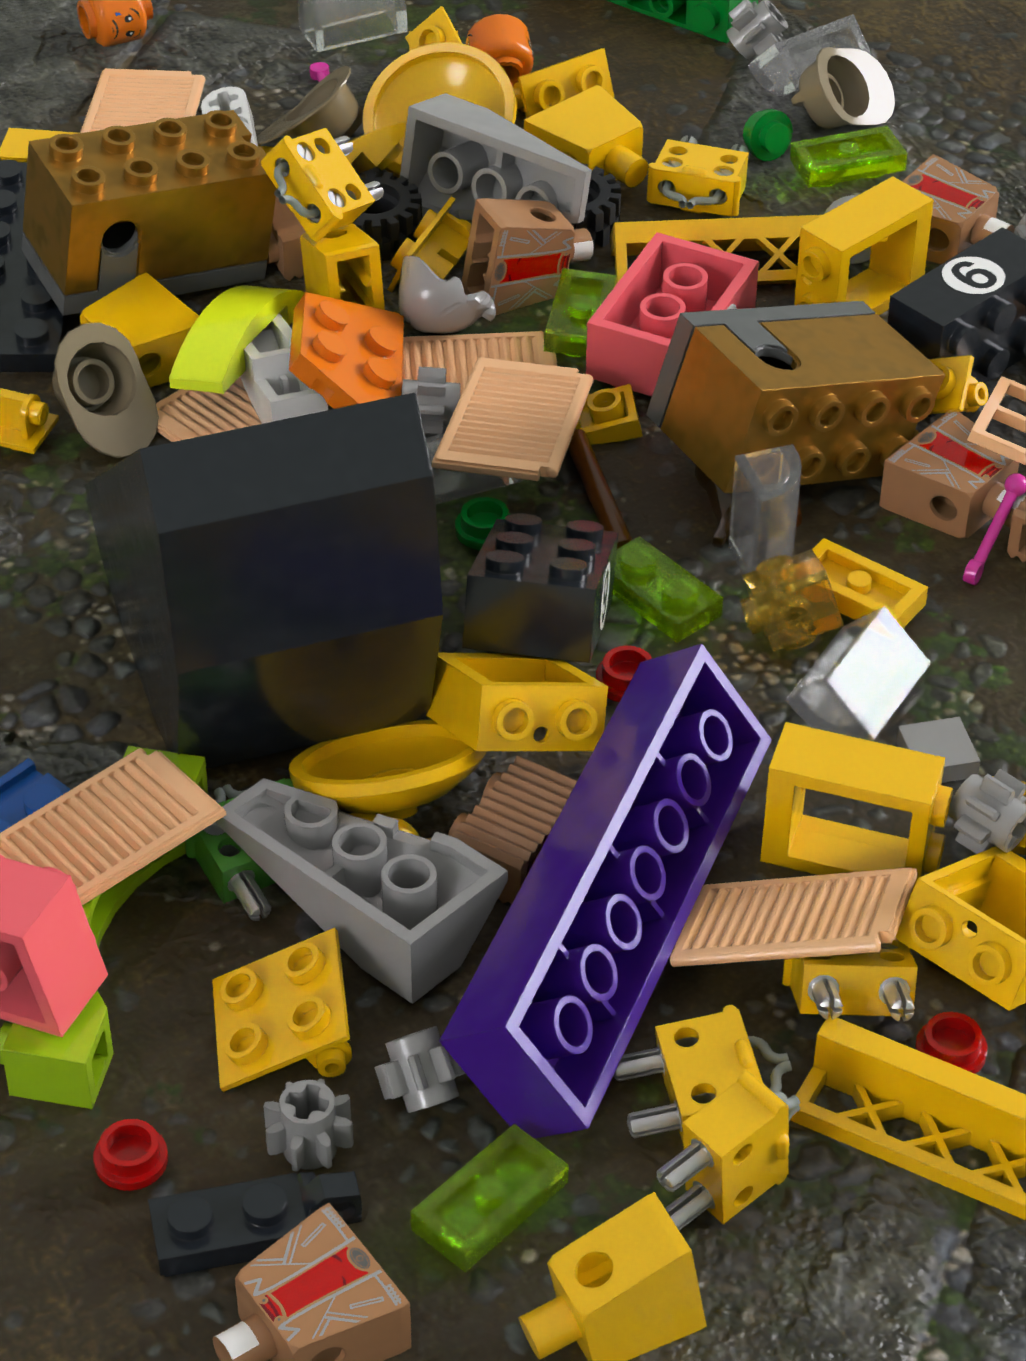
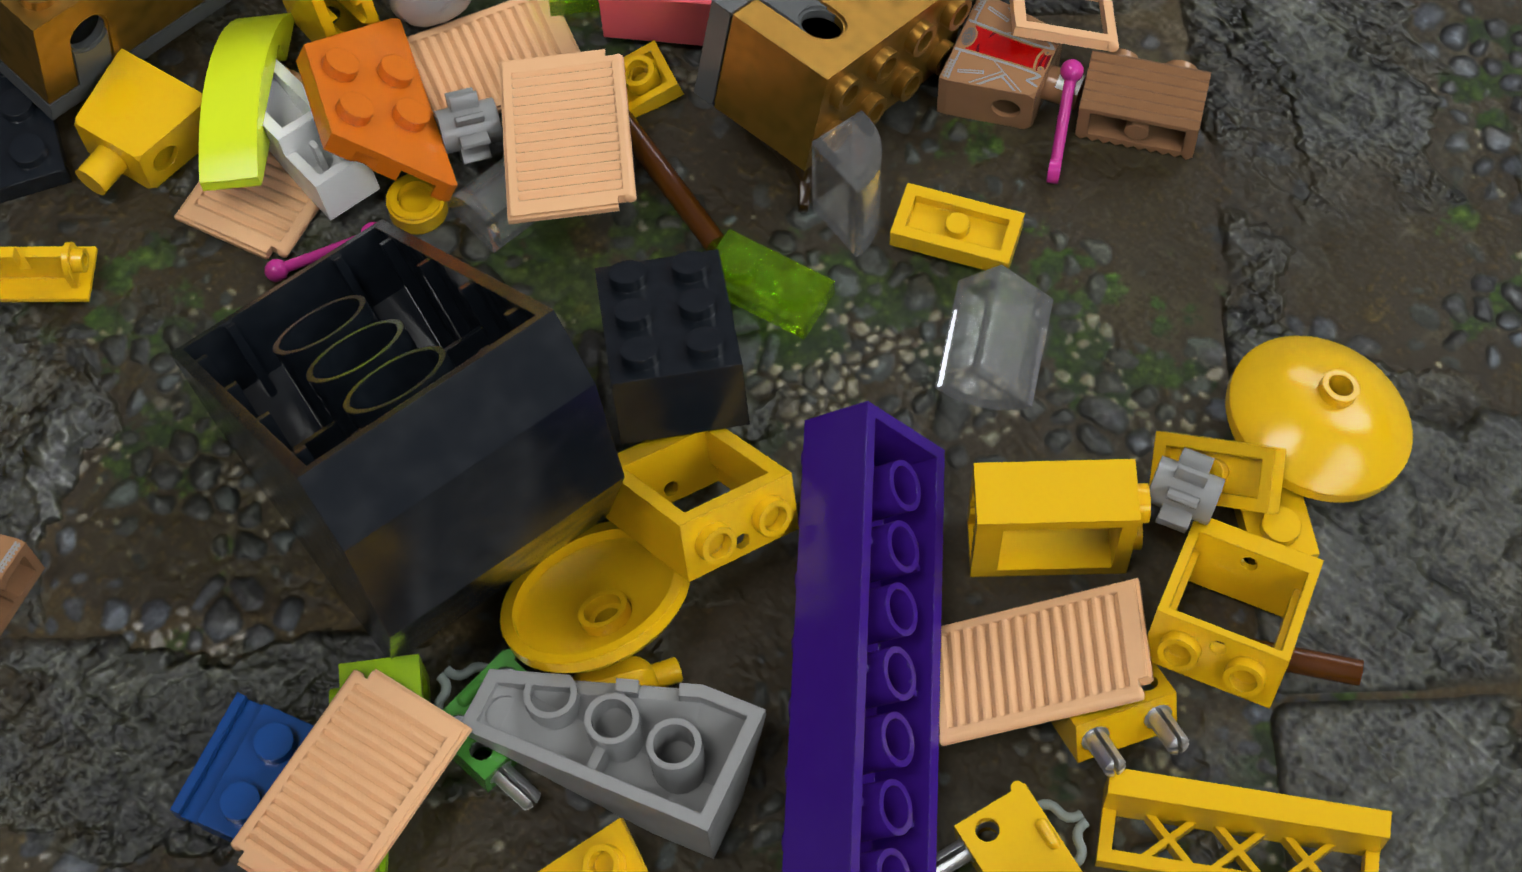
camera: 15 degrees left, 20 degrees up
(105, 390) = (138, 213): dark tan piece -> none
(477, 520) = (573, 258): green plate -> none
(515, 818) = (741, 628): medium nougat brick -> none
(618, 669) = (776, 404): red plate -> none
(790, 601) = (905, 275): clear yellow brick -> none
(944, 739) = (1092, 400): light grey tile -> none
(955, 1040) = (1218, 745): red plate -> none

